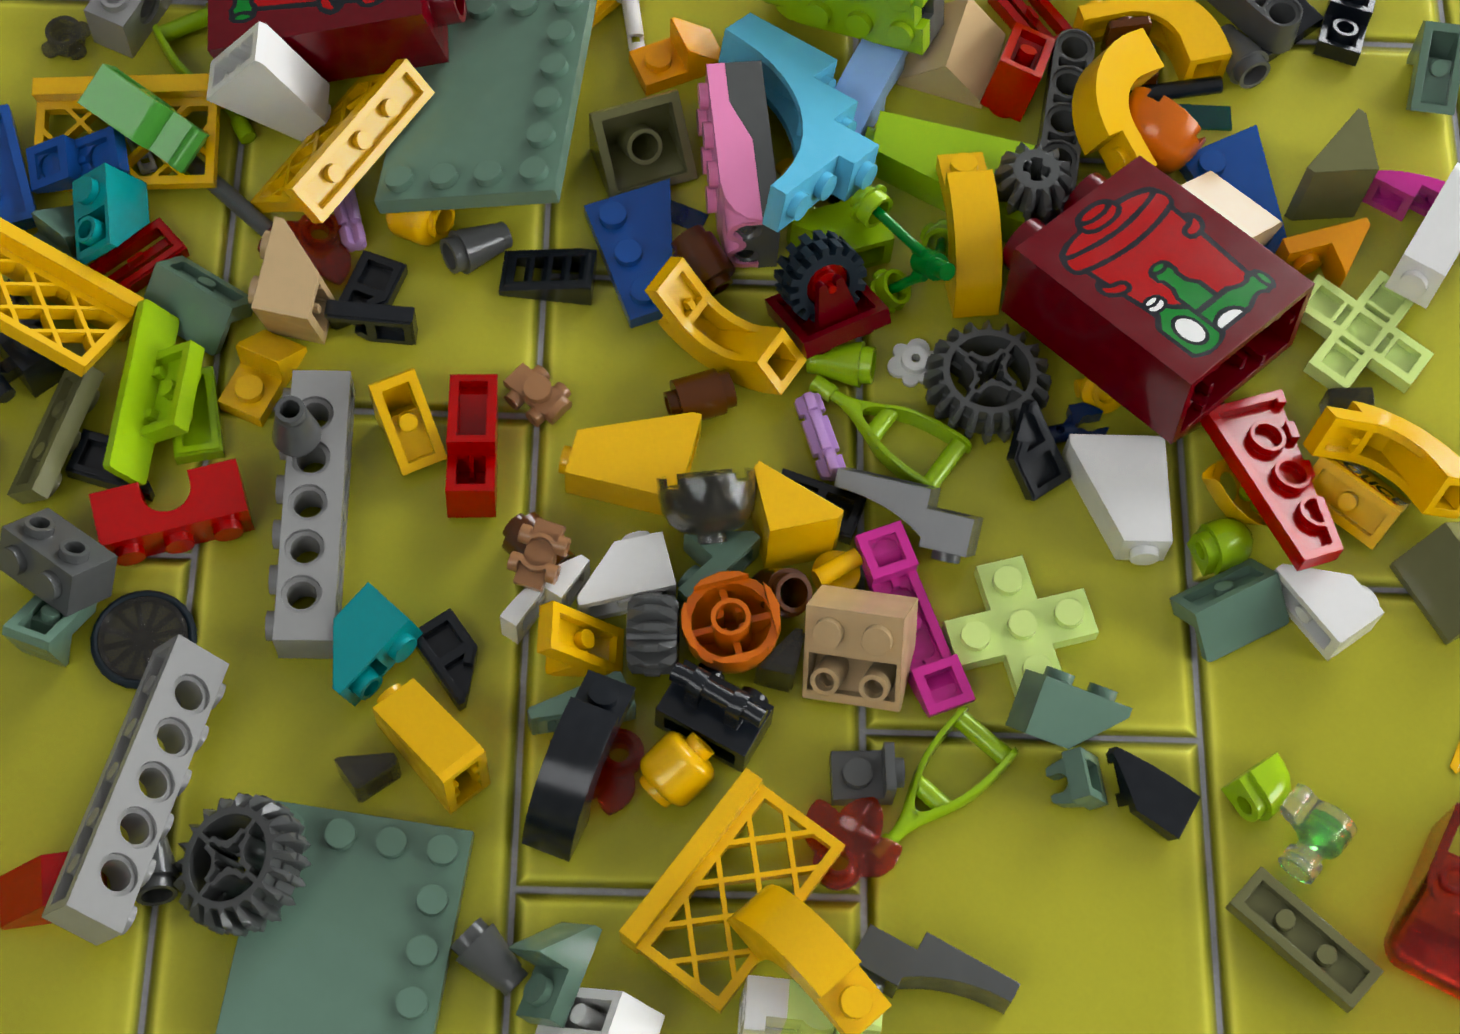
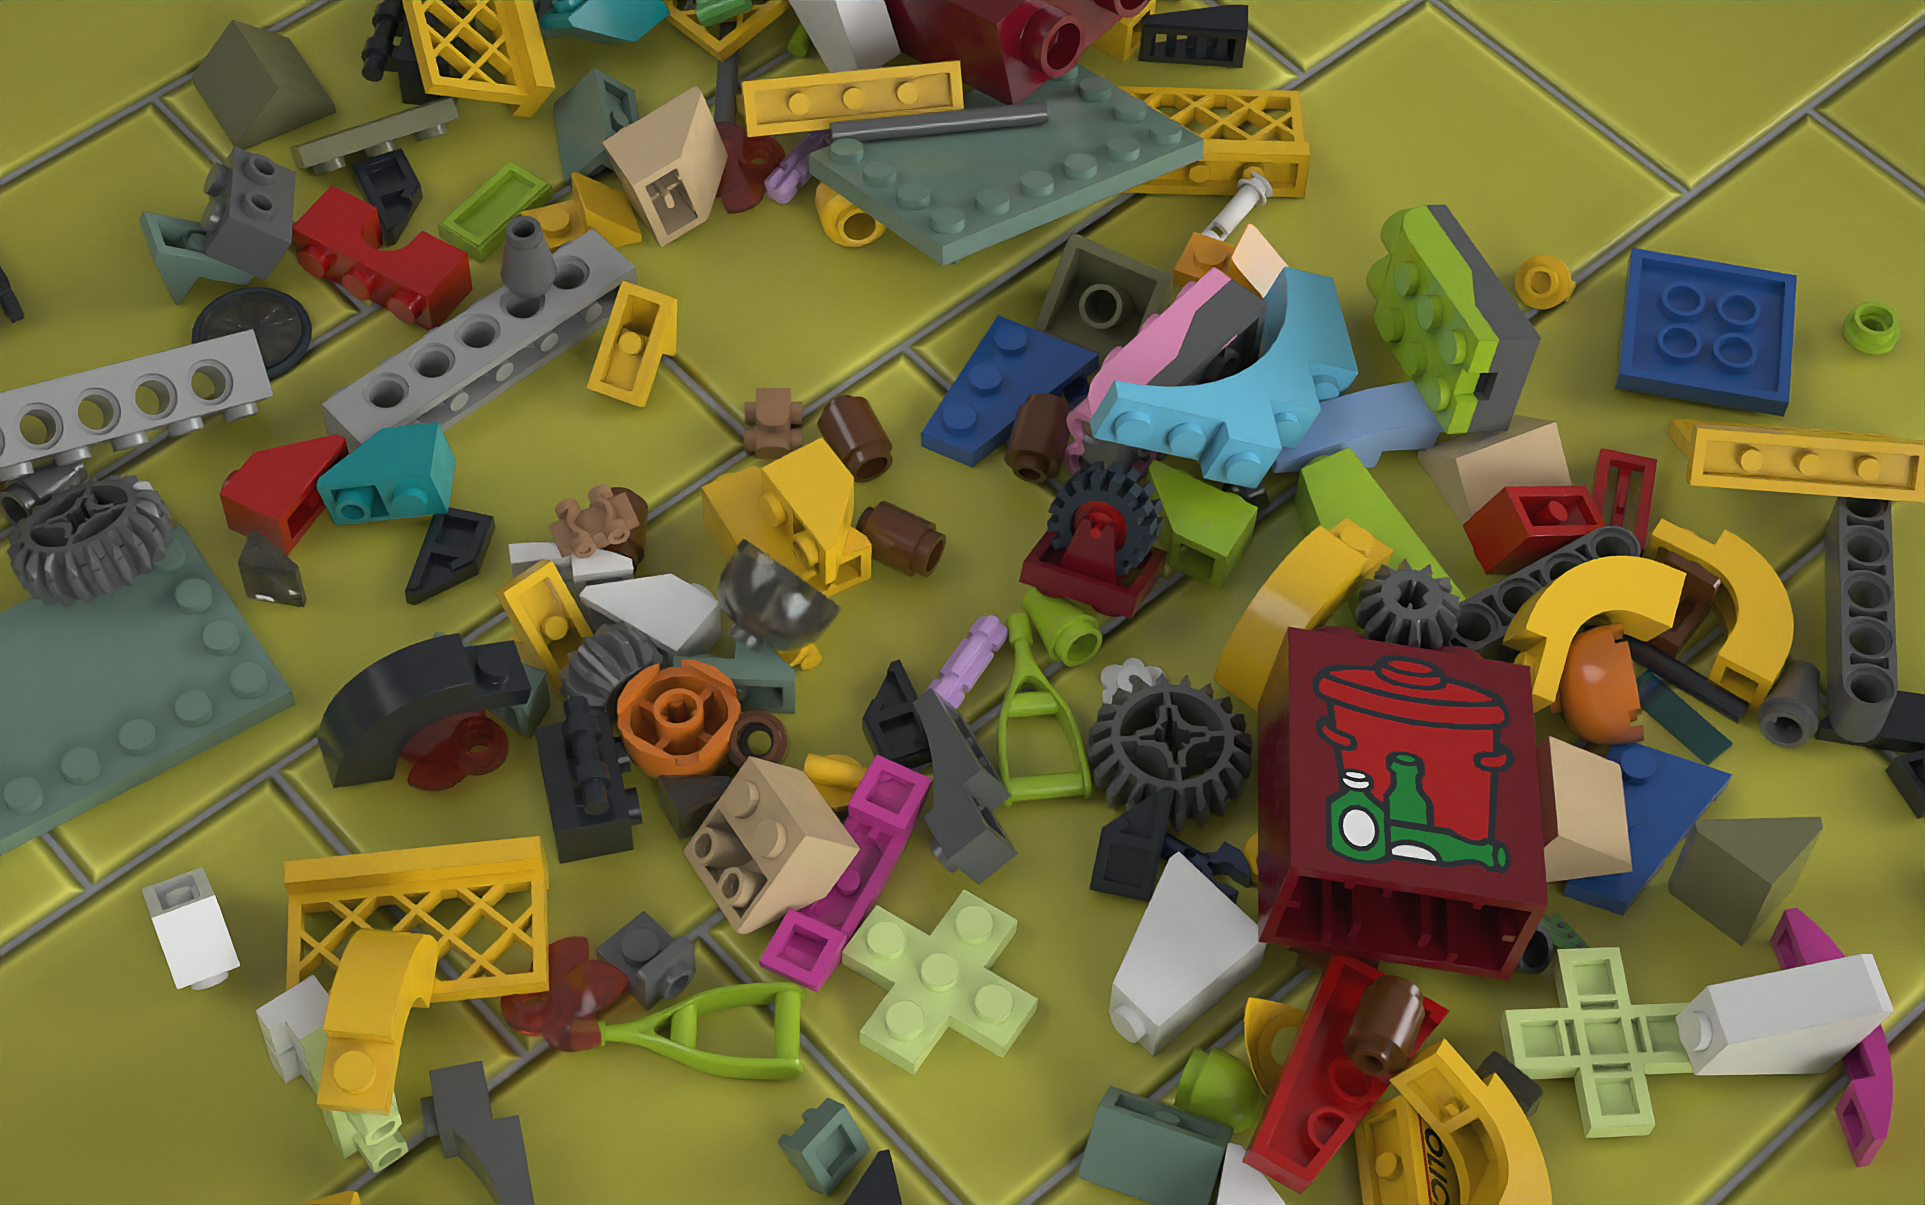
camera: 50 degrees right, 10 degrees down
(139, 267) = (596, 56): red tile -> none
(153, 392) = (470, 156): lime bracket -> none
(307, 718) = (279, 491): none -> red slope
(373, 281) = (743, 235): black tile -> none
(376, 321) = (713, 256): black tile -> none
(427, 111) = (940, 122): none -> dark grey bar
(433, 744) = (337, 597): yellow slope -> none
(472, 446) = (666, 413): red slope -> none
(474, 246) = (867, 270): dark grey cone -> none
(488, 956) = (180, 791): dark grey cone -> none
(560, 963) = (229, 844): sand green slope -> none
(563, 290) = (911, 377): black slope -> none
(598, 357) = (856, 437): none -> reddish brown brick
(657, 421) = (813, 504): none -> yellow slope
(677, 769) = (496, 794): yellow head -> none
(751, 353) = (973, 495): yellow arch -> none
(792, 520) = (827, 689): yellow slope -> none
(928, 258) = (1182, 601): plant -> none
(1063, 713) = (875, 1070): sand green slope -> none
(1284, 428) = (1384, 1026): none -> reddish brown brick
(1327, 248) = (1673, 943): light orange slope -> none

